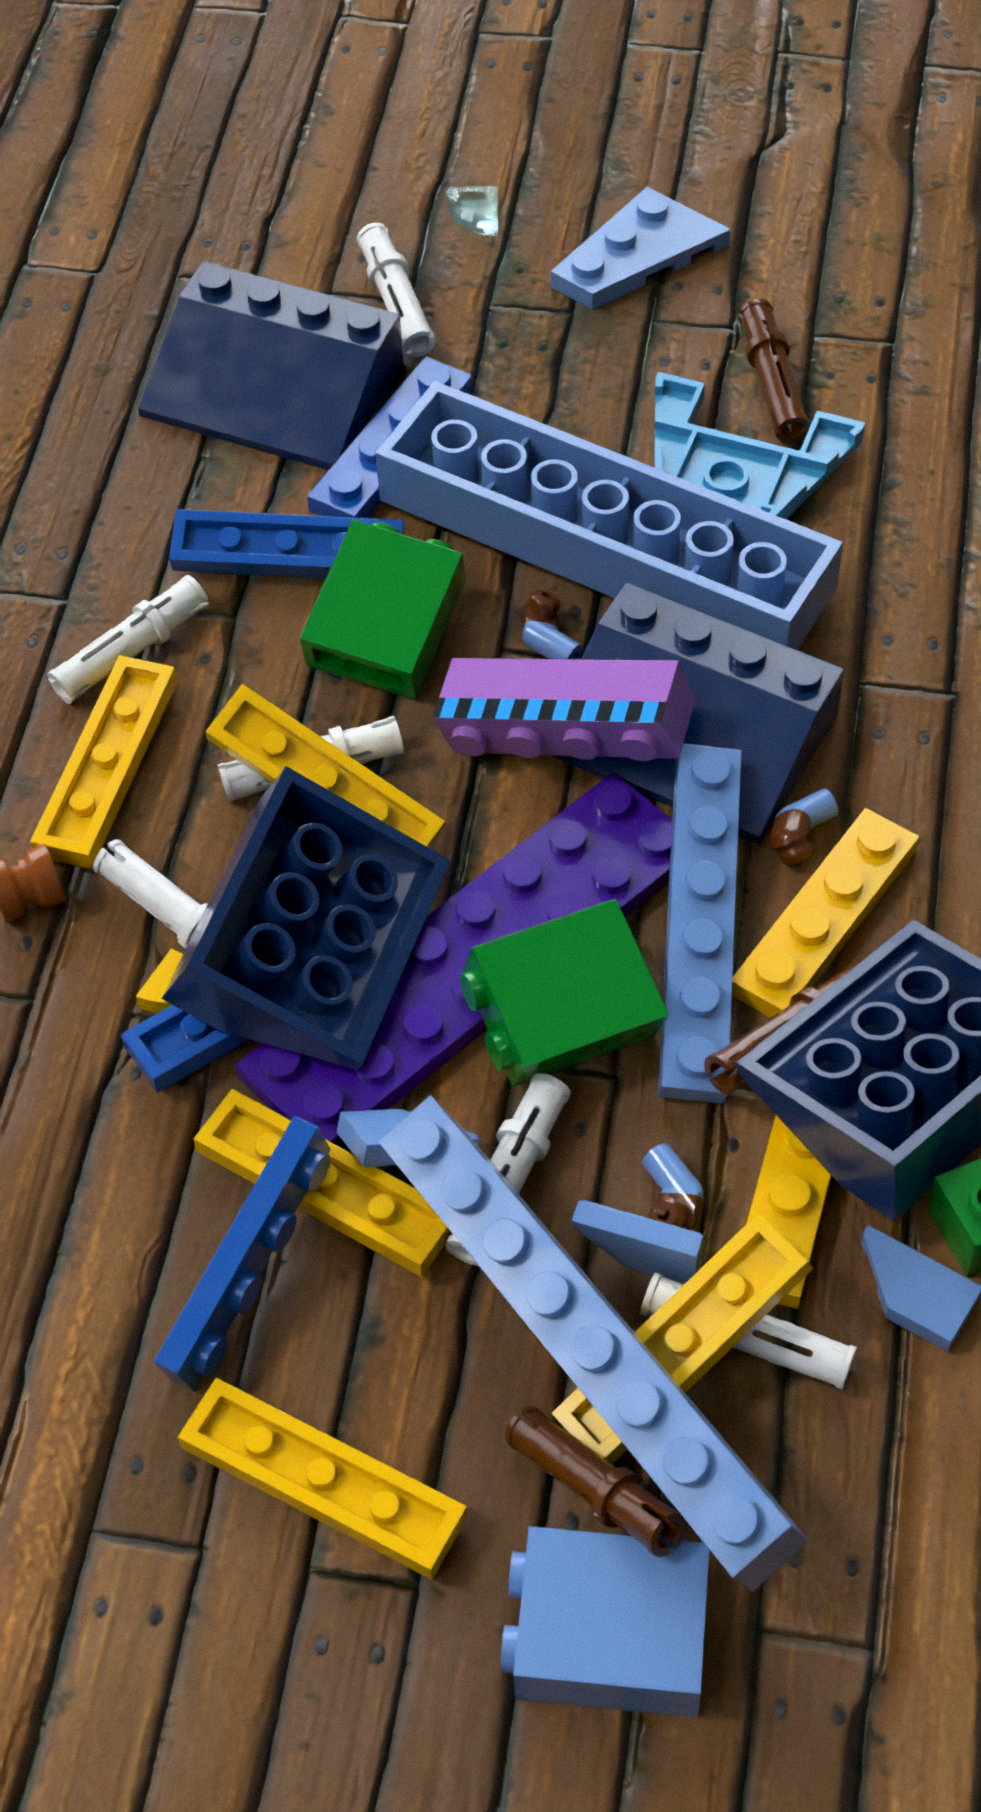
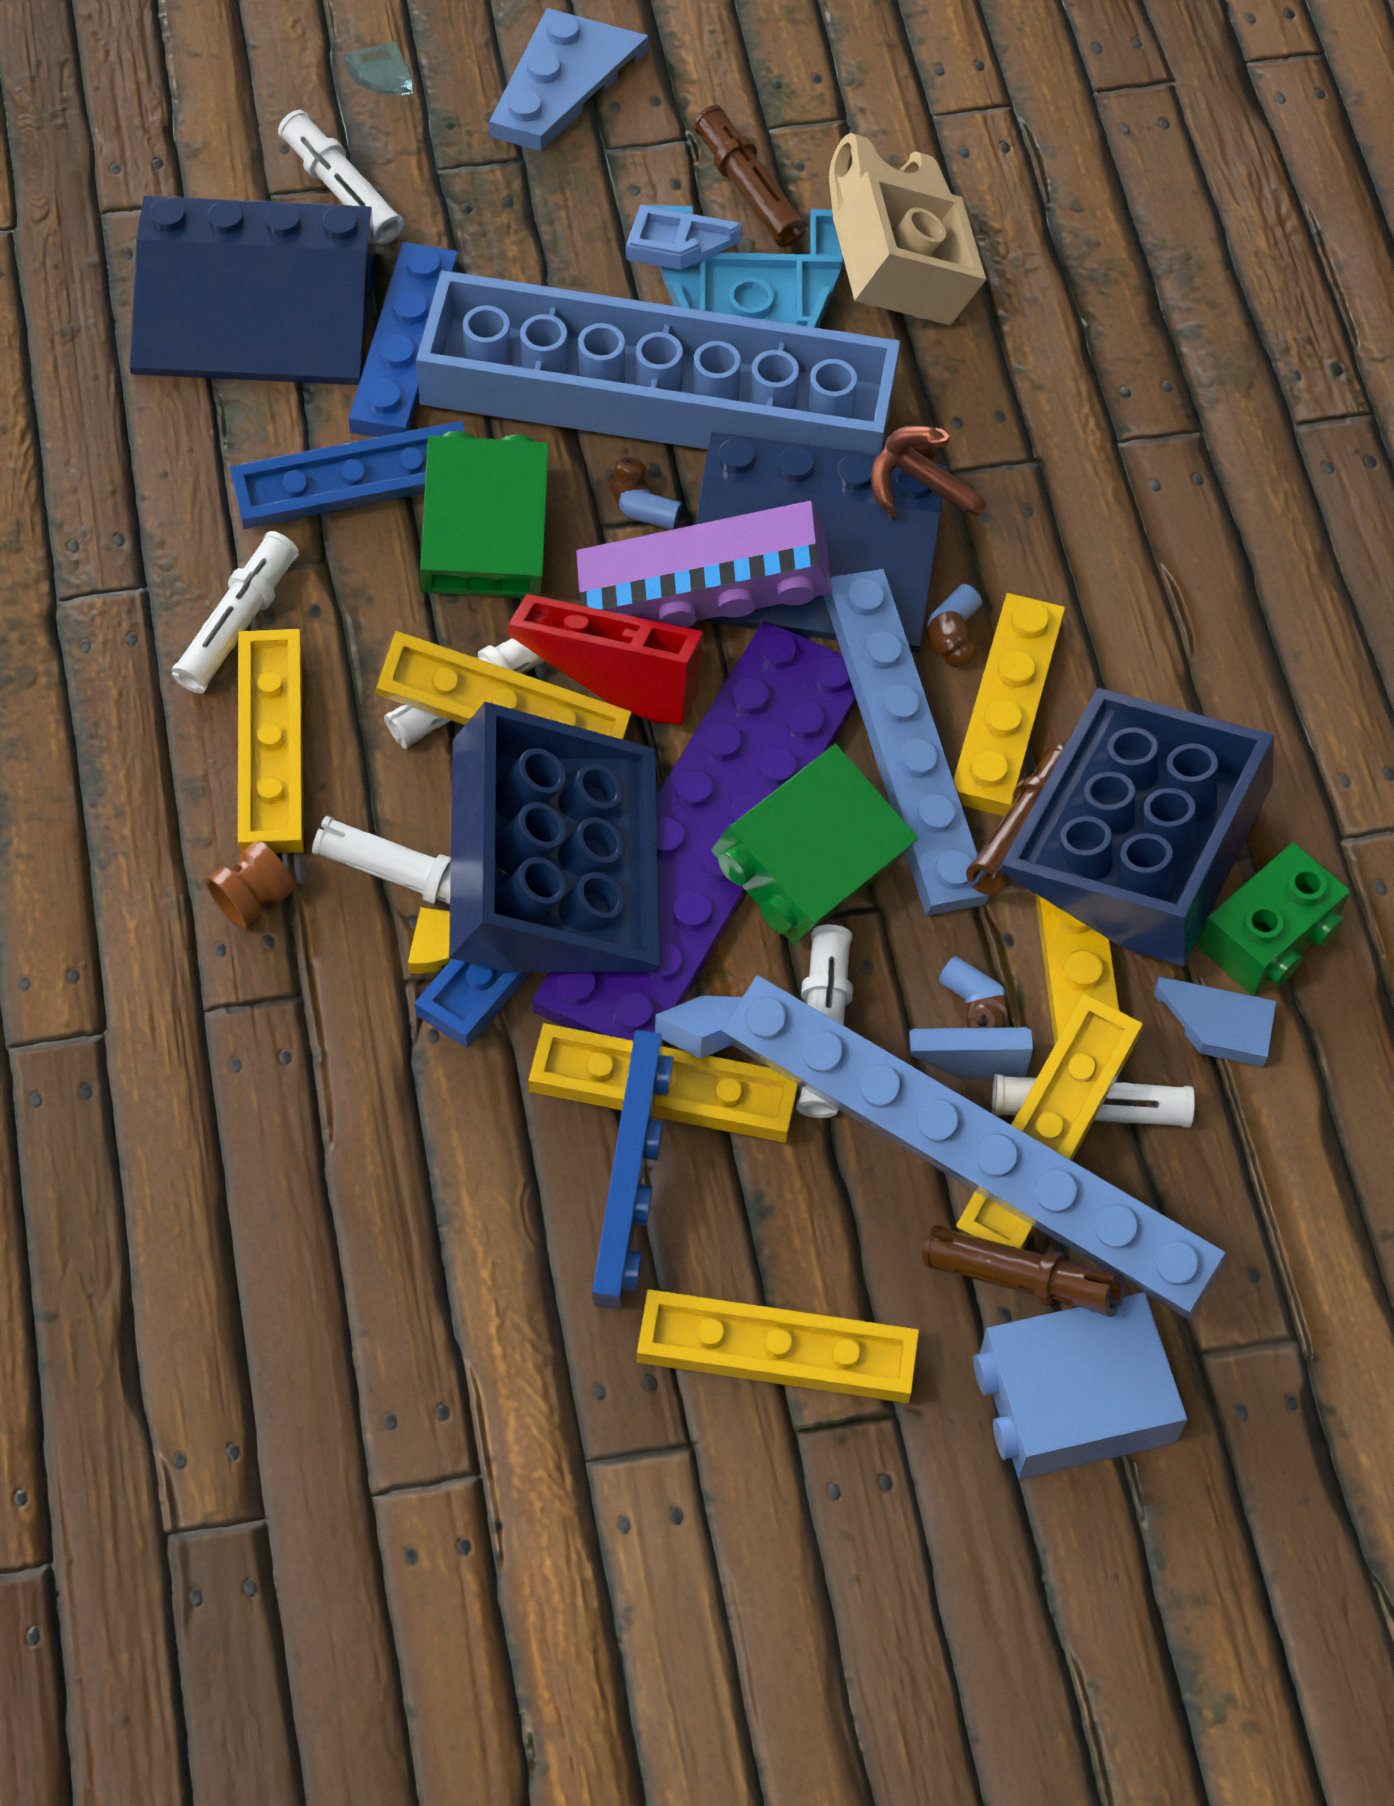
camera: 25 degrees left, 5 degrees up
(451, 767) = (616, 656): none -> red slope
(676, 406) = (678, 238): none -> medium blue tile
(807, 644) = (911, 452): none -> copper piece
(893, 452) = (902, 233): none -> tan brick

